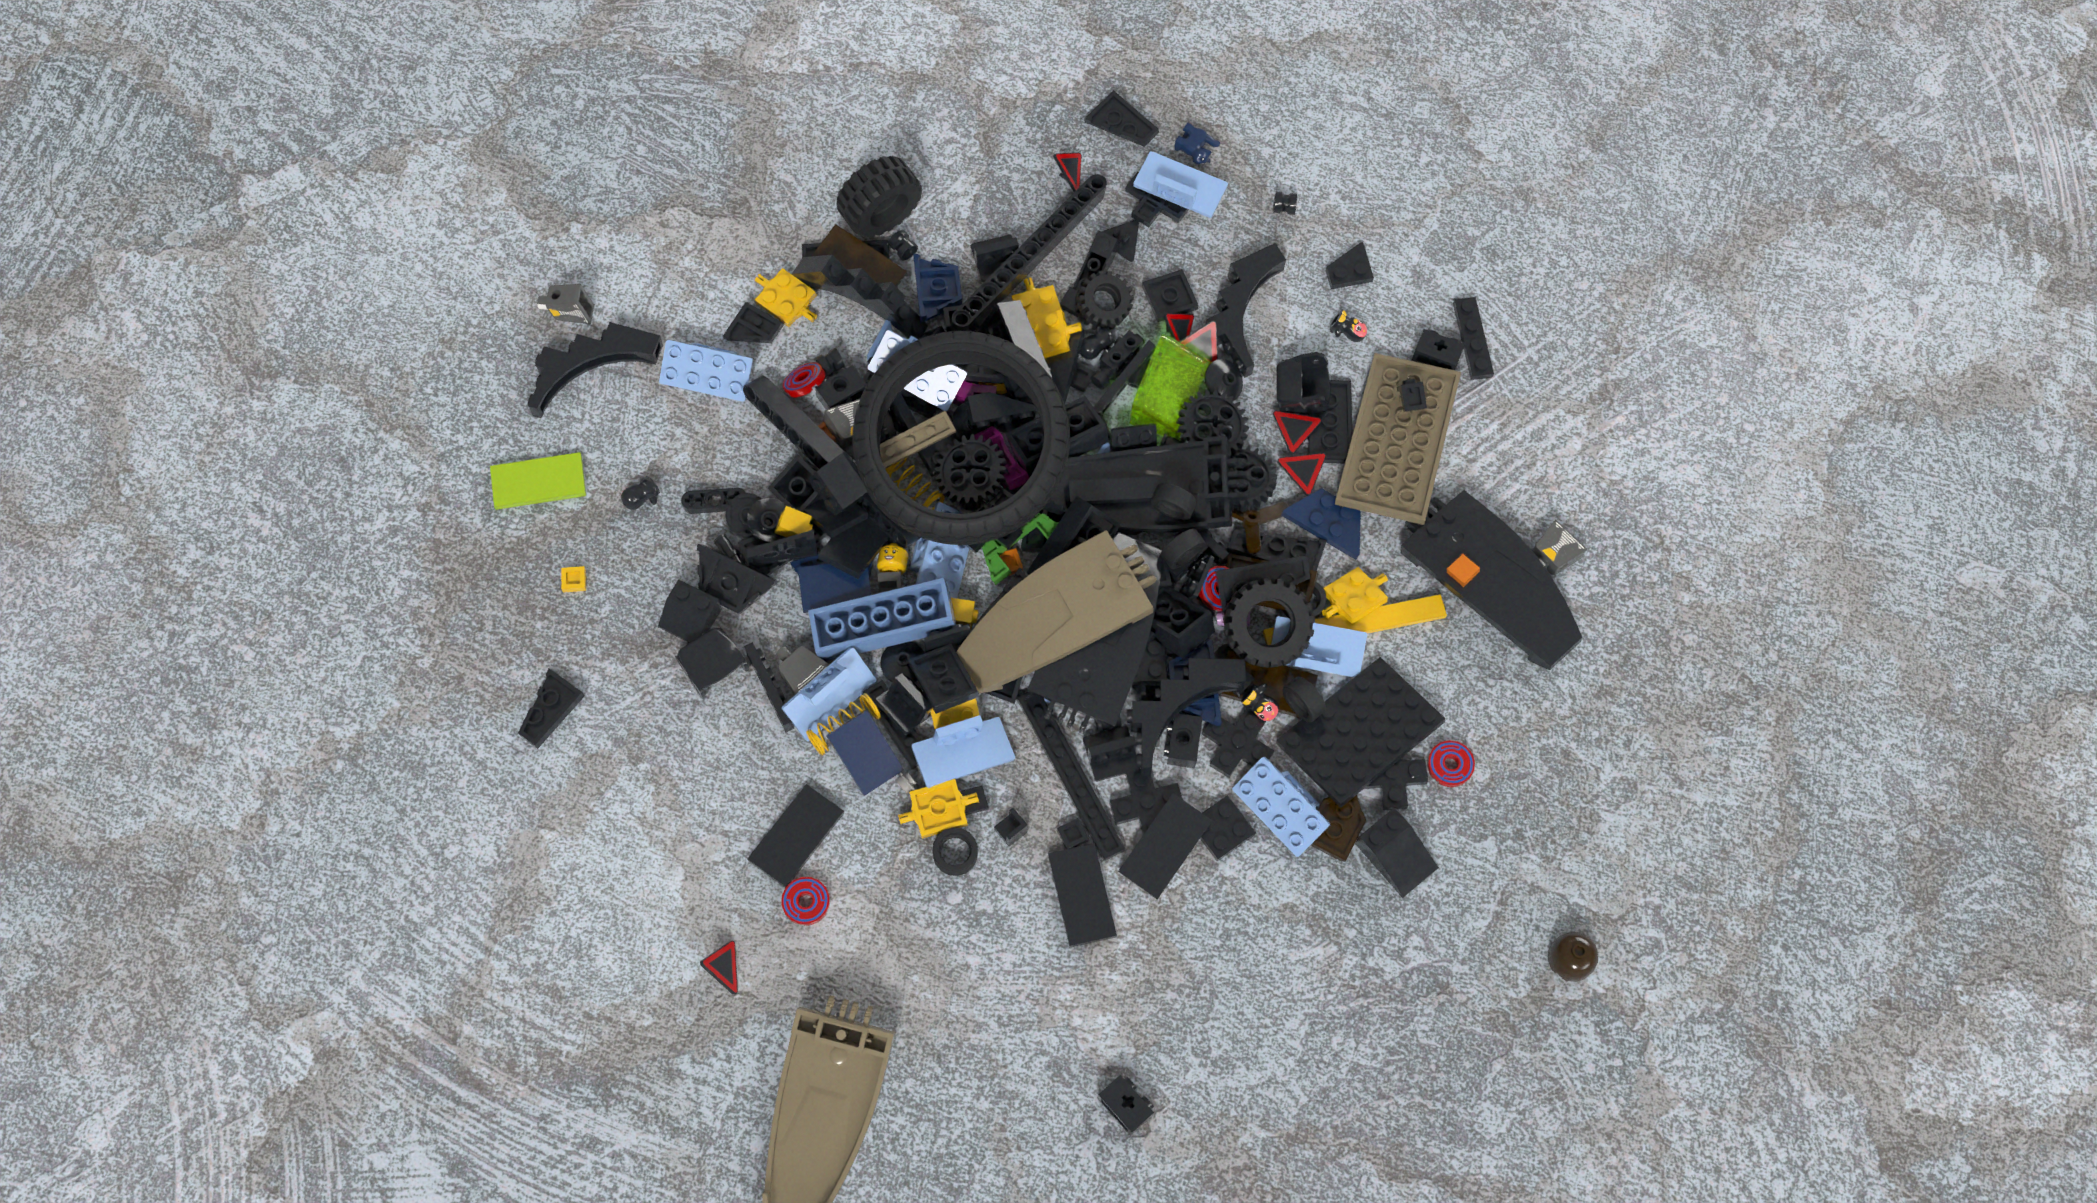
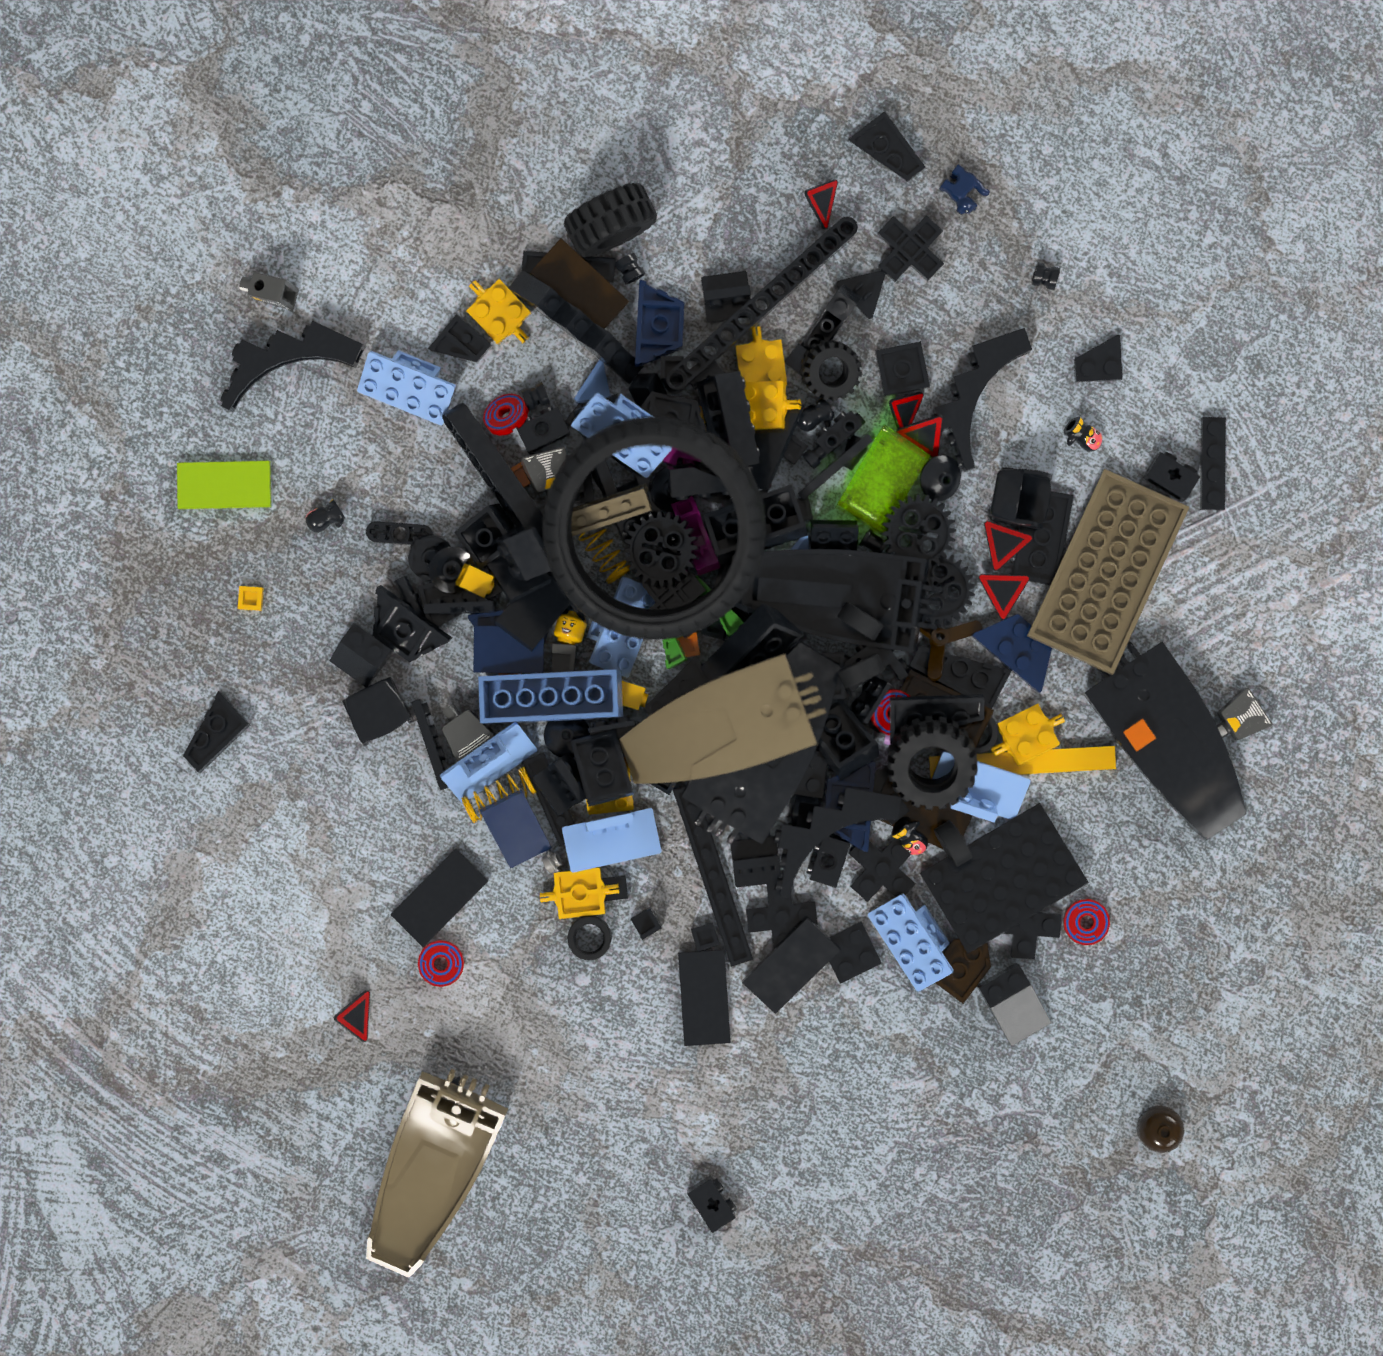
camera: 10 degrees right, 20 degrees up
(1180, 184) = (936, 241): light blue bracket -> none
(1412, 395) = (1131, 530): black bracket -> none

